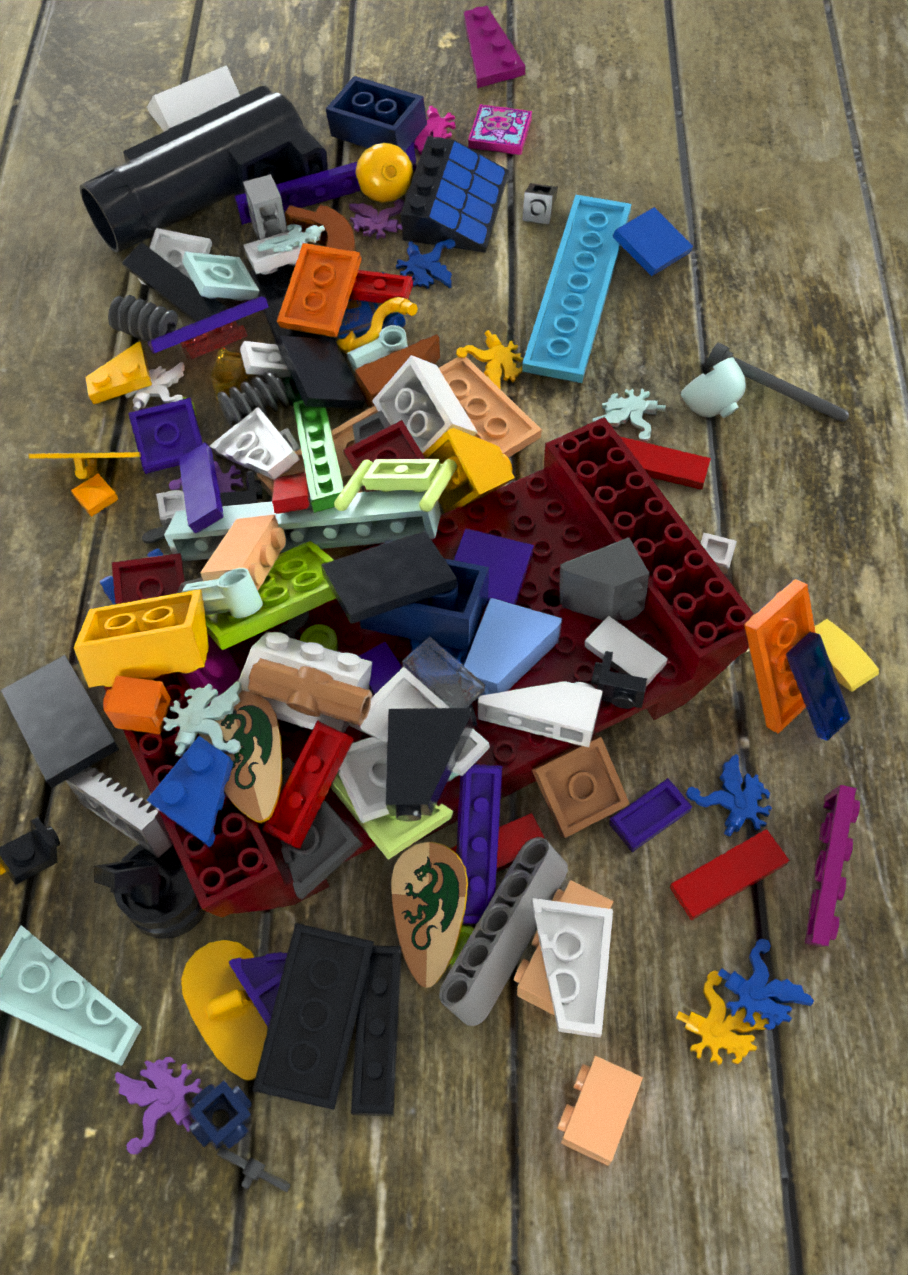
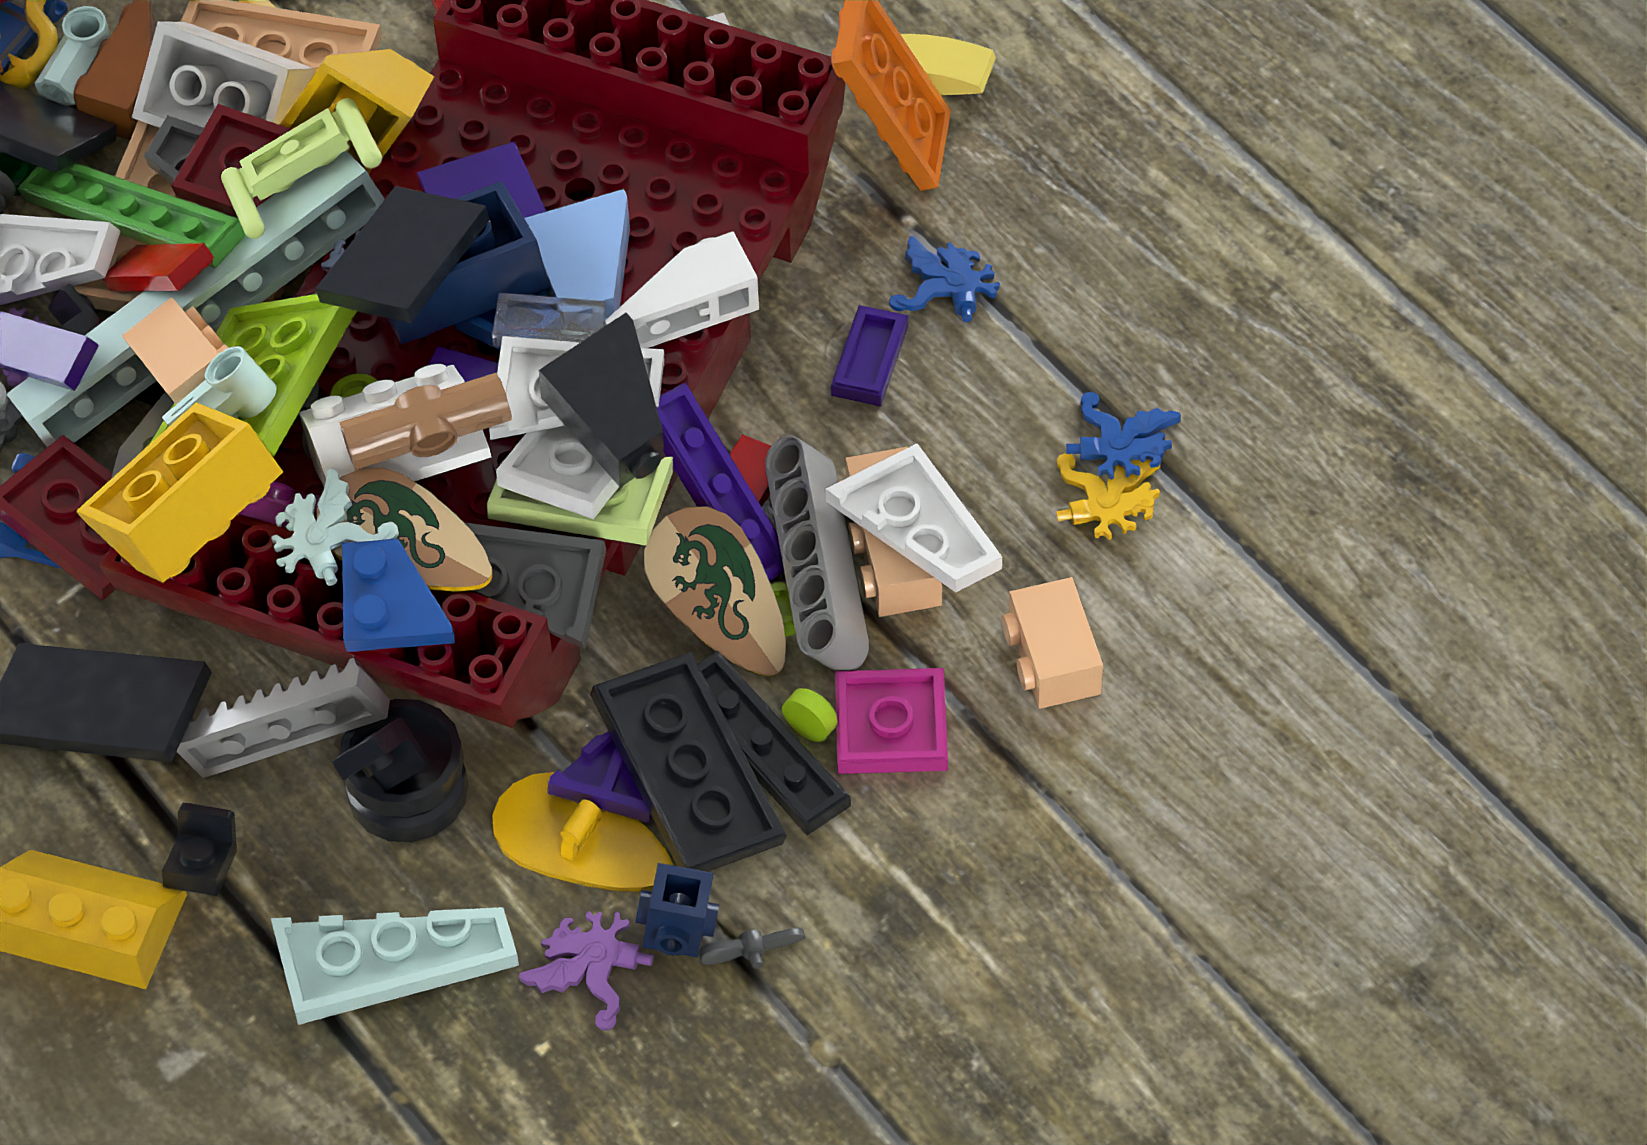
camera: 40 degrees left, 5 degrees down
(137, 704) = (237, 562): orange brick -> none
(308, 784) = (501, 517): red tile -> none
(414, 1036) = (810, 714): none -> lime tile
(462, 1078) = (891, 721): none -> dark pink tile
(580, 786) = (774, 368): medium nougat plate -> none
(605, 582) = (642, 123): dark grey slope -> none
(618, 688) = (752, 220): black bracket -> none
(630, 653) = (717, 188): white tile -> none
(729, 874) = (1000, 355): red tile -> none
(818, 685) = (947, 100): clear blue tile -> none
(834, 832) = (1067, 211): magenta wing -> none

